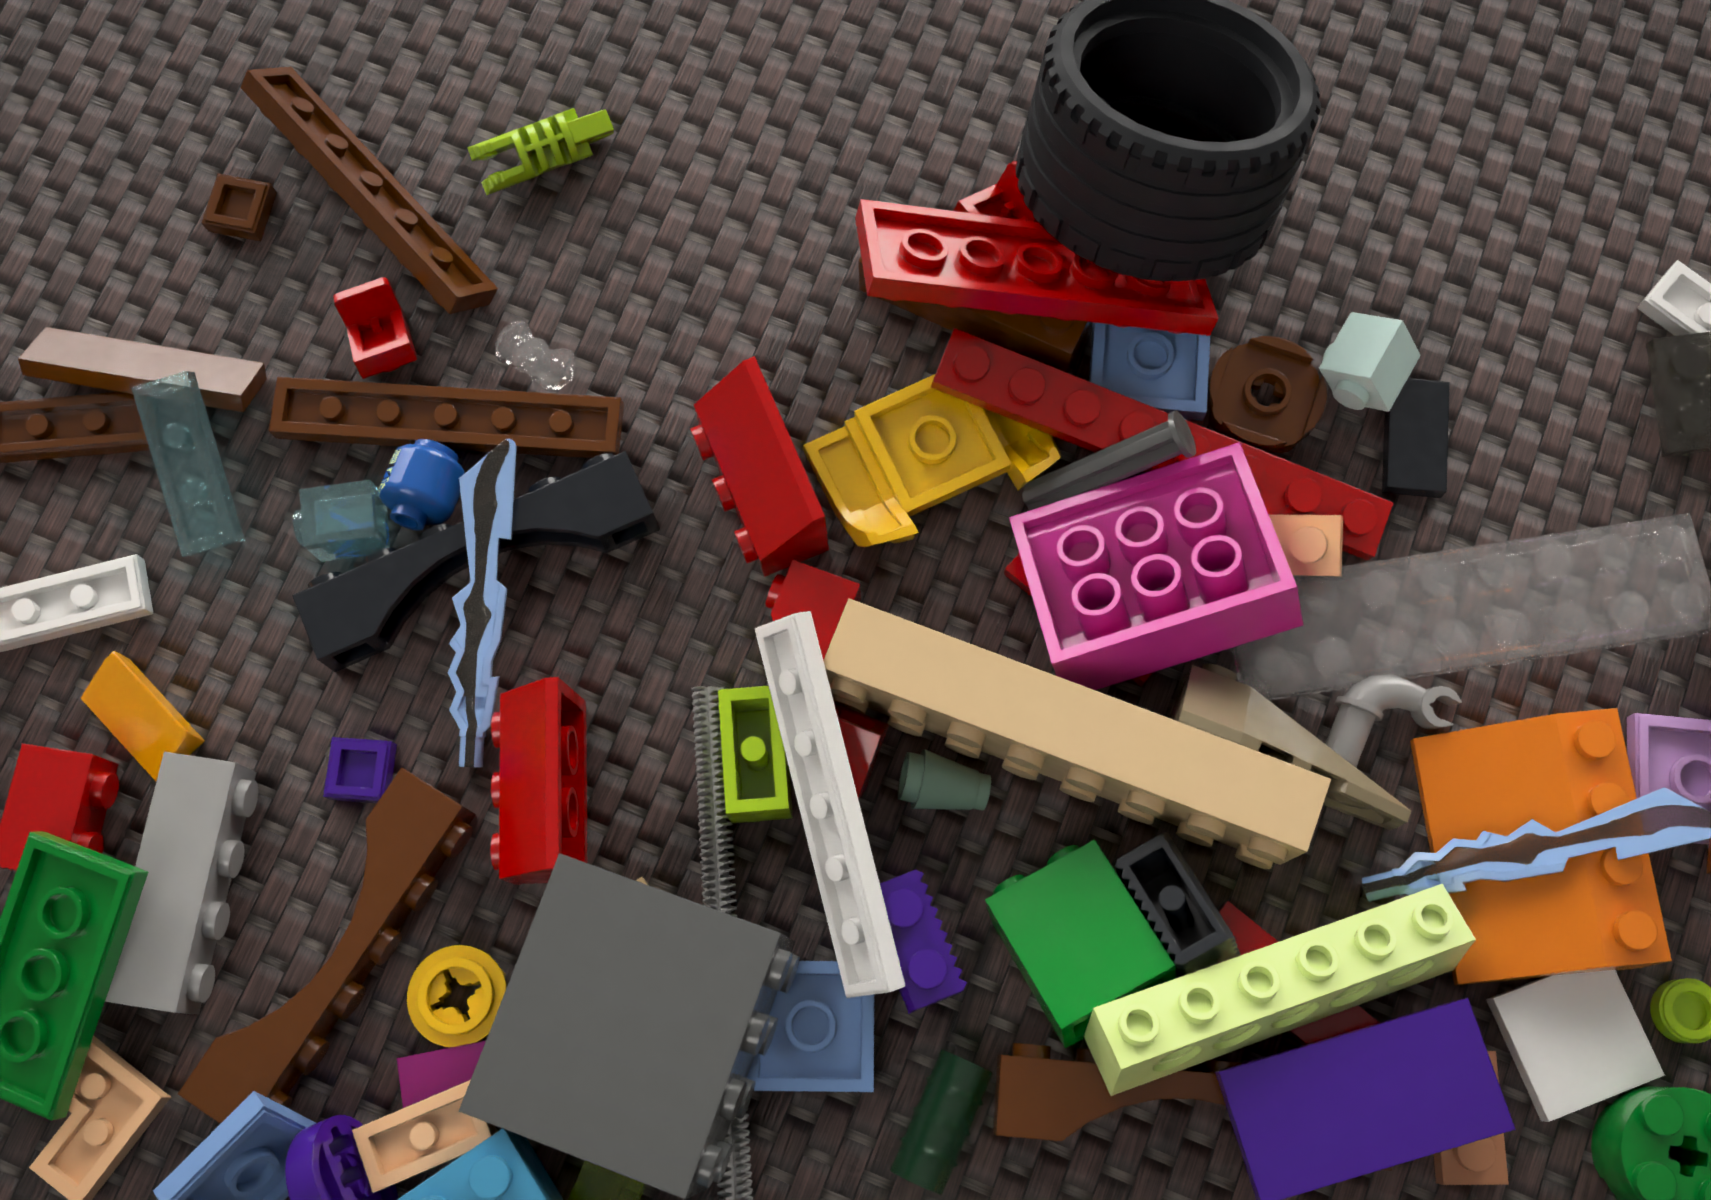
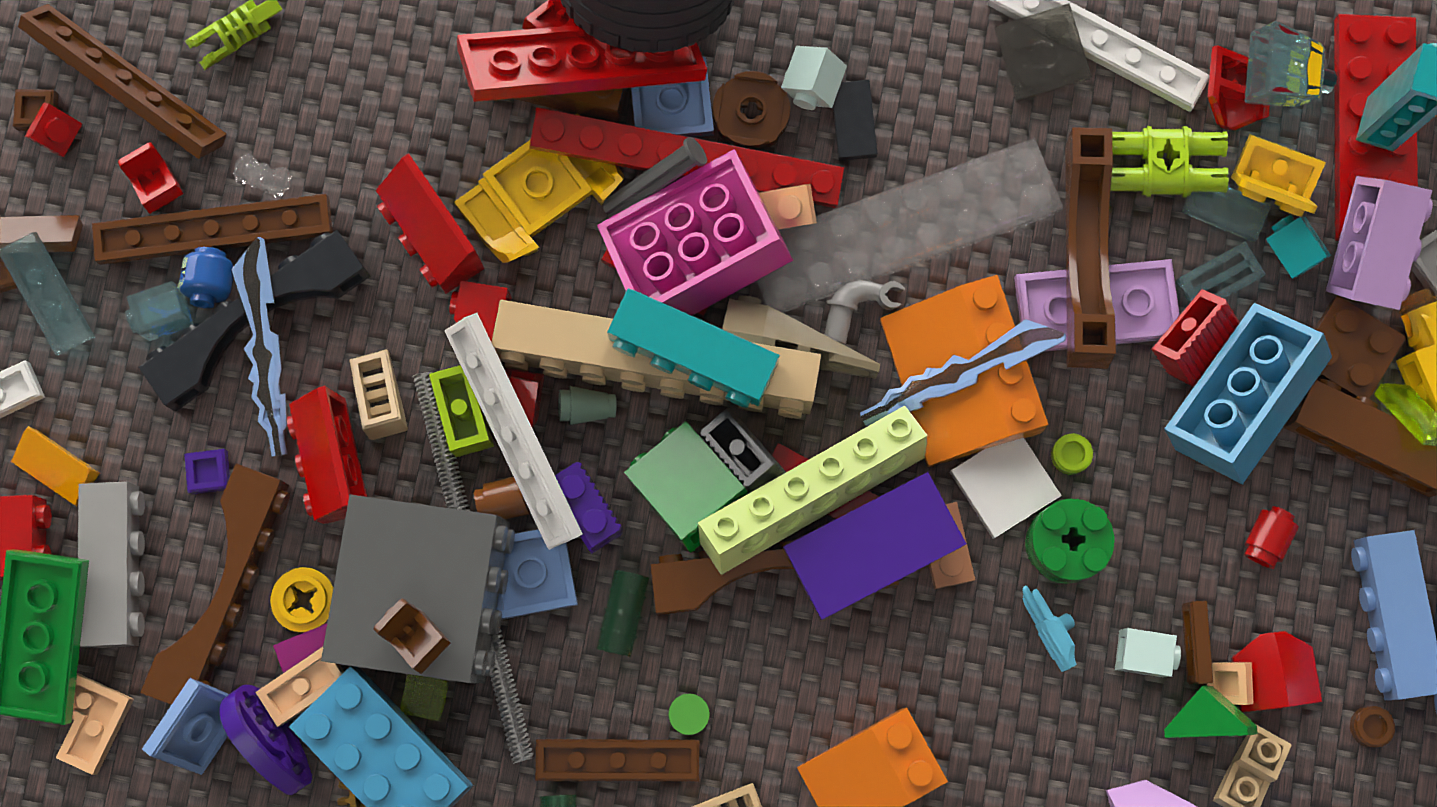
camera: 15 degrees left, 5 degrees up
(256, 237) = (53, 129): none -> red plate
(610, 1104) = (412, 635): none -> reddish brown bracket
(639, 743) = (385, 418): none -> tan slope
(787, 903) = (501, 499): none -> dark orange brick
(1137, 731) = (693, 348): none -> teal brick

